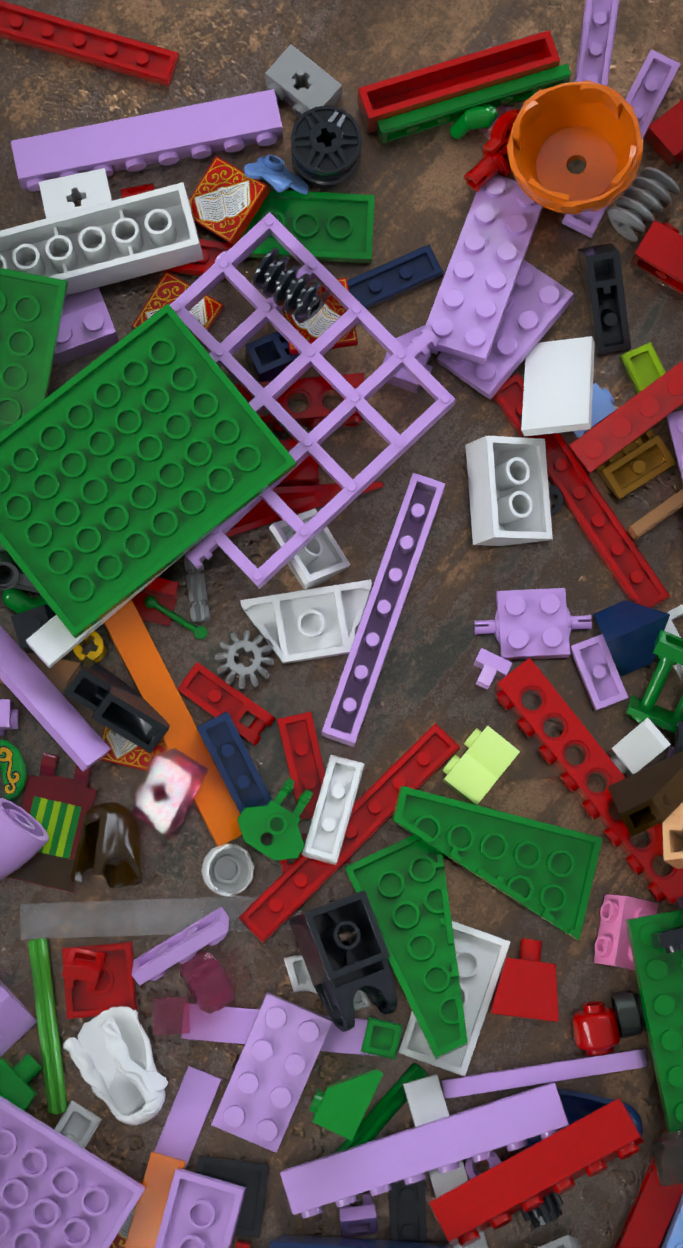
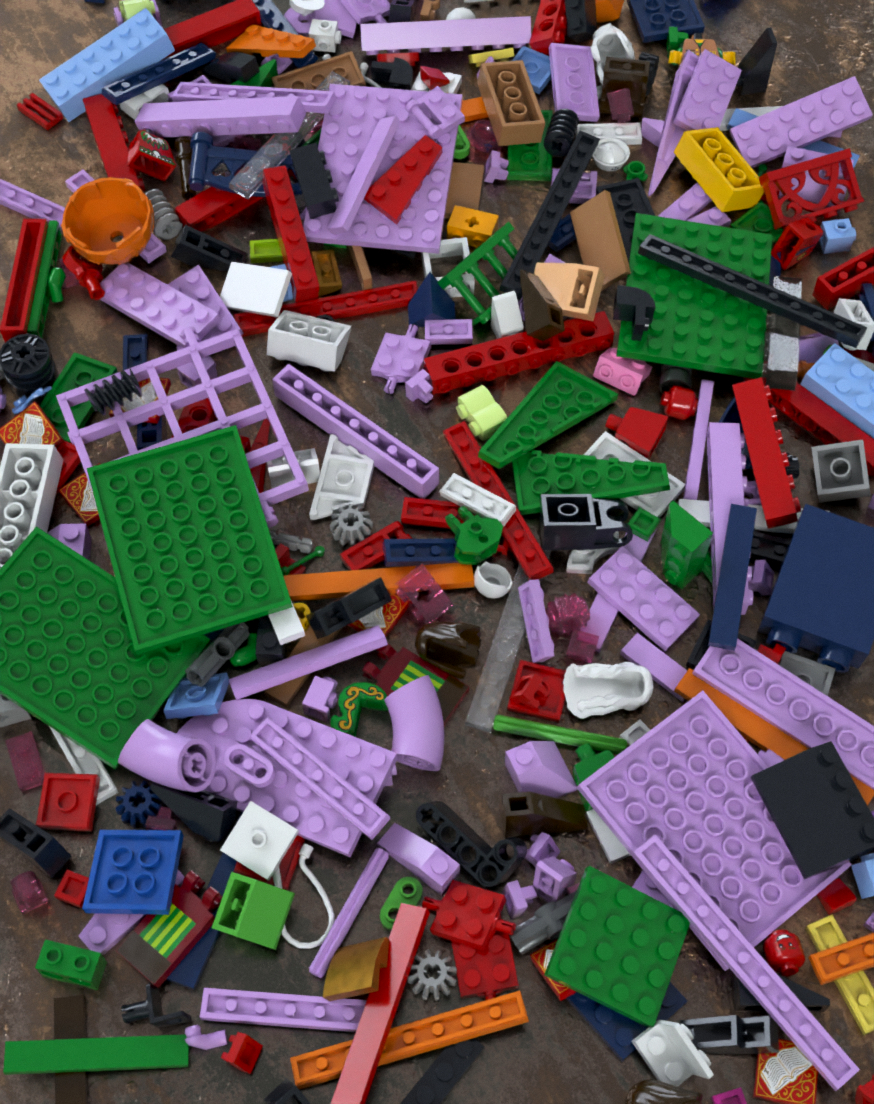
camera: 65 degrees left, 20 degrees down
(321, 1182) = (732, 577): none -> dark blue tile

